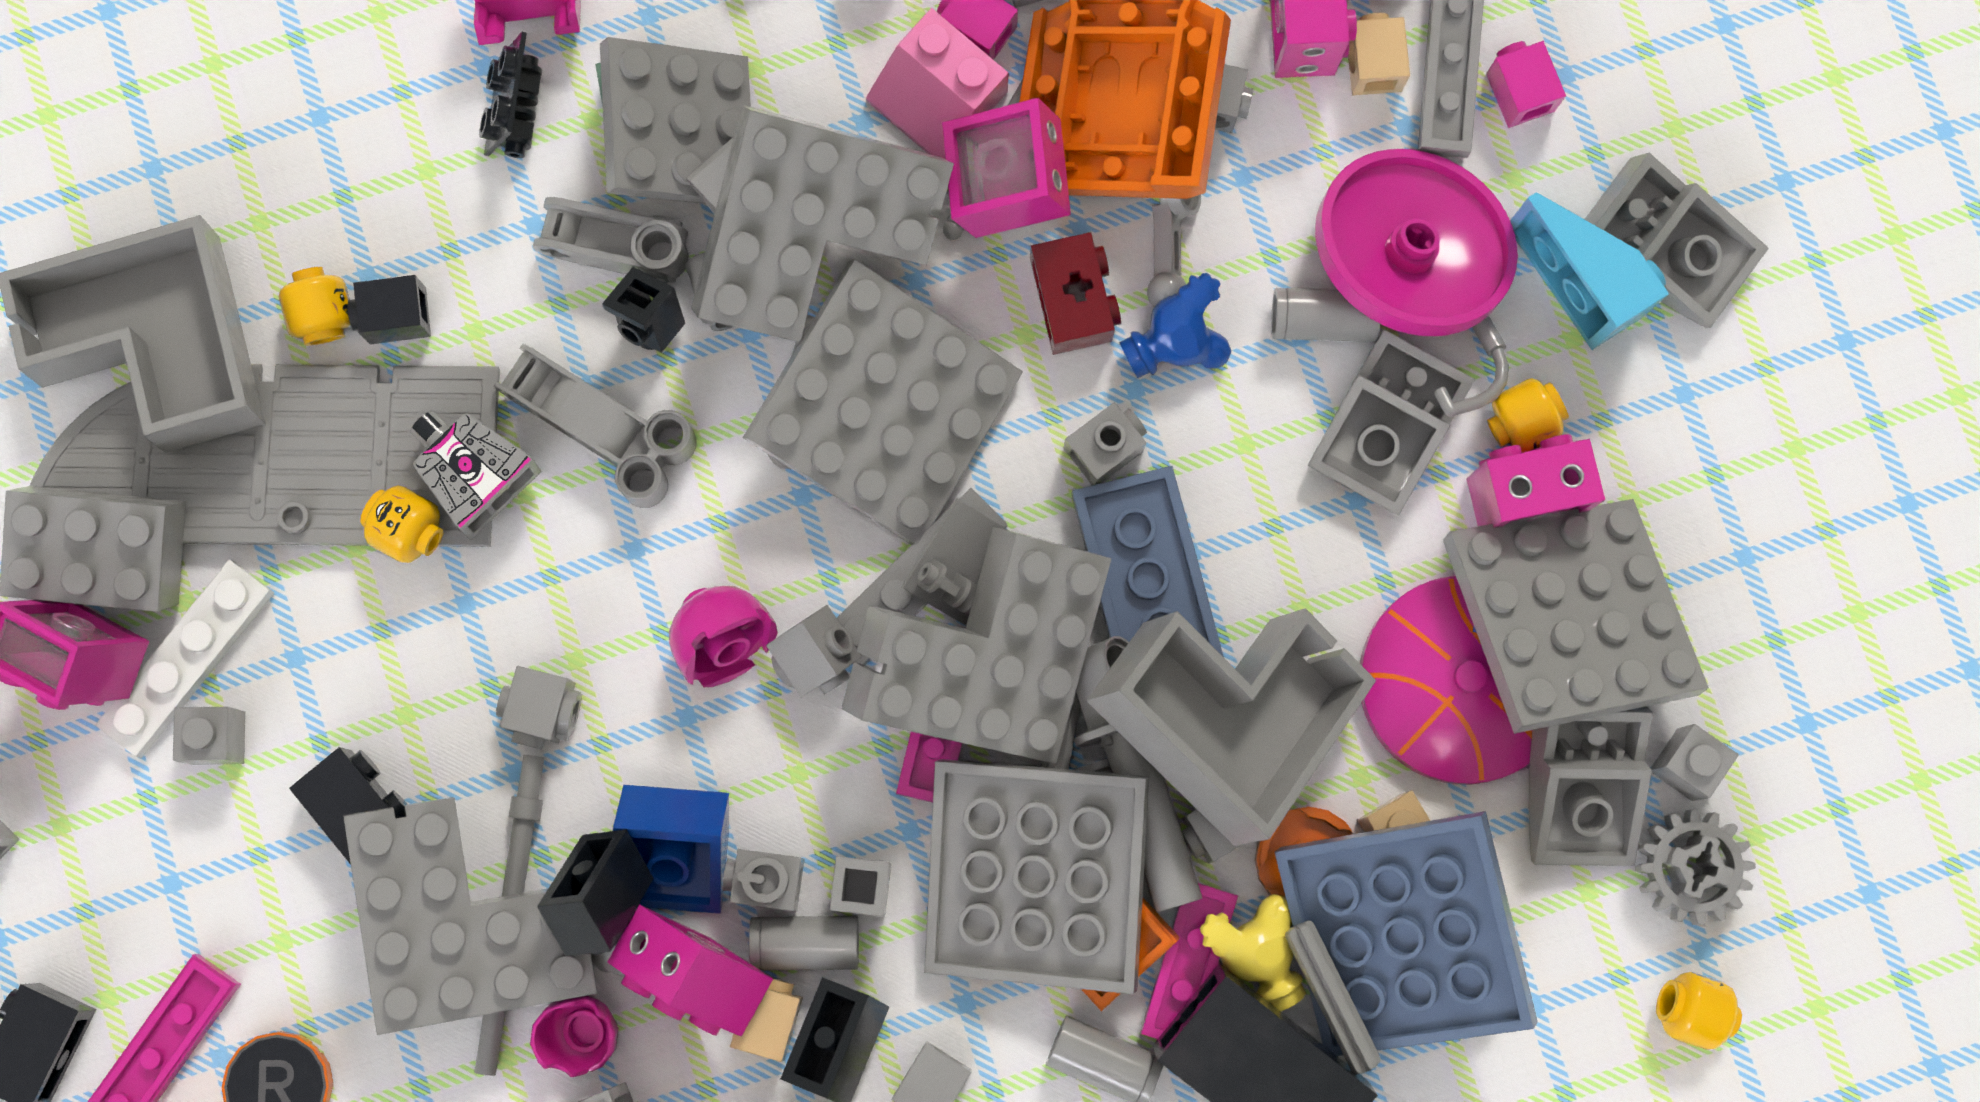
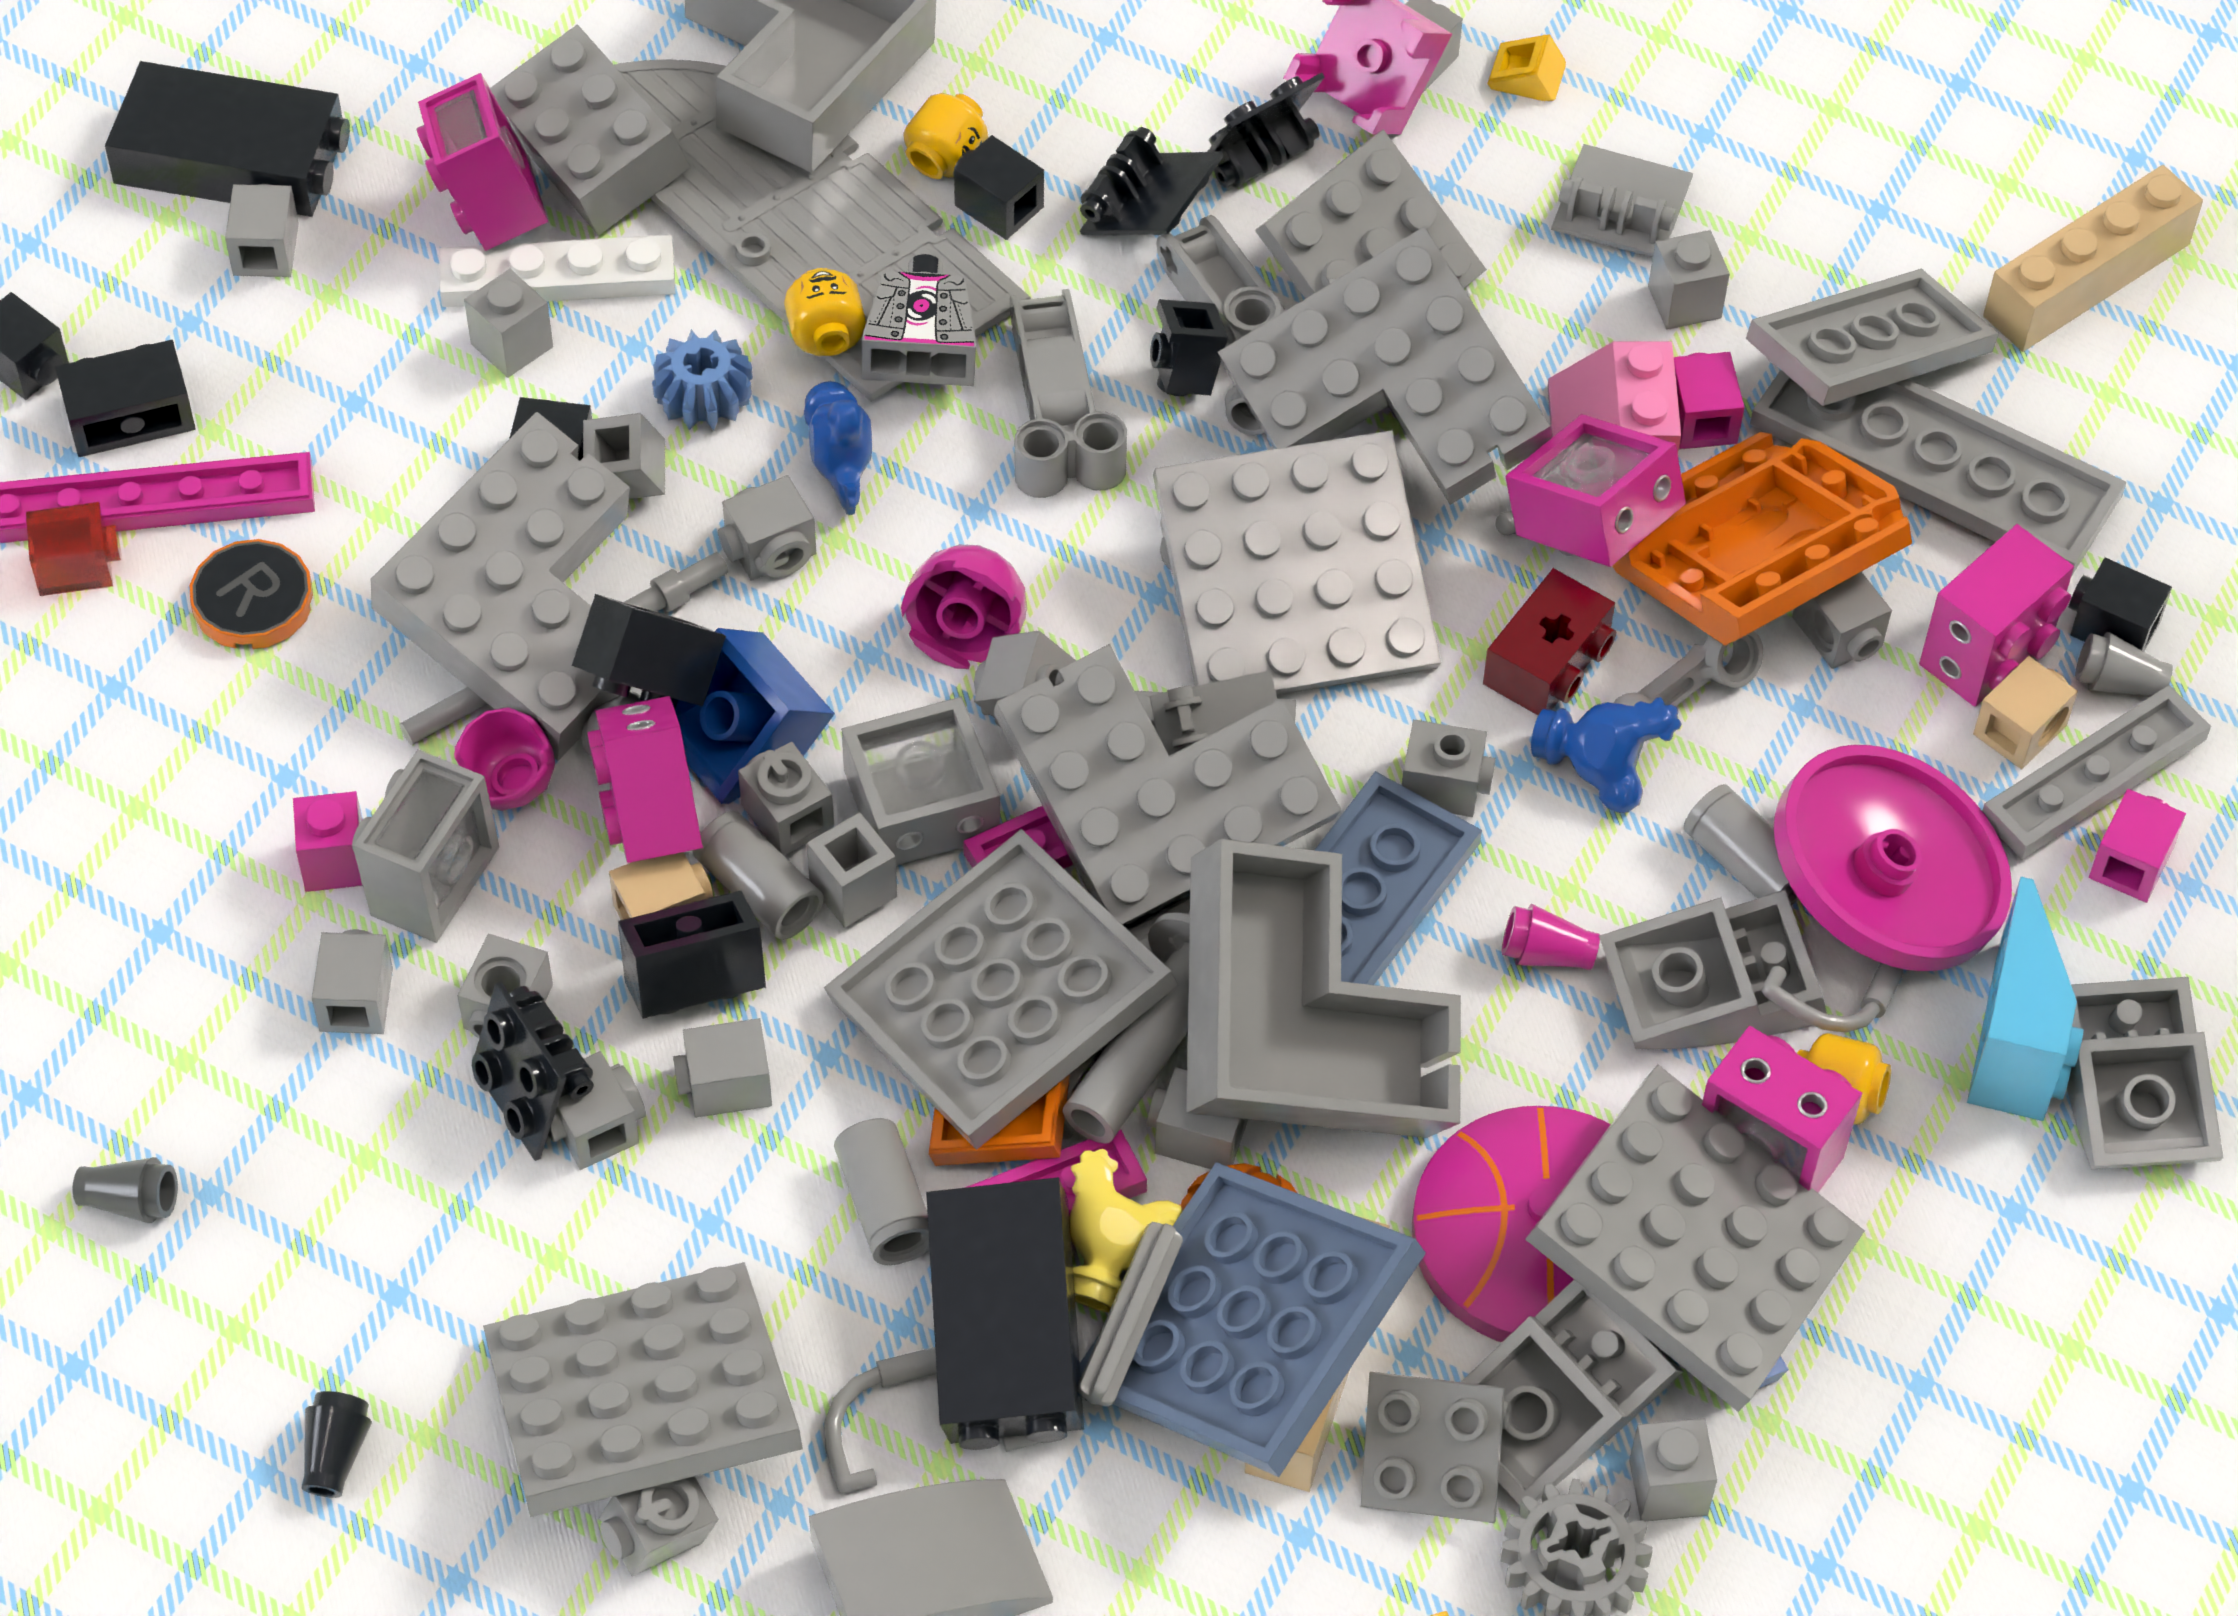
camera: 50 degrees right, 25 degrees down
(392, 647) = (702, 379): none -> medium blue gear
(400, 757) = (630, 450): none -> light grey brick
(489, 216) = (1144, 188): none -> black hinge
(506, 598) = (839, 439): none -> blue animal
(833, 785) = (921, 779): none -> piece
(1277, 498) = (1548, 940): none -> dark pink cone
(1566, 890) = (1433, 1446): none -> light grey hinge

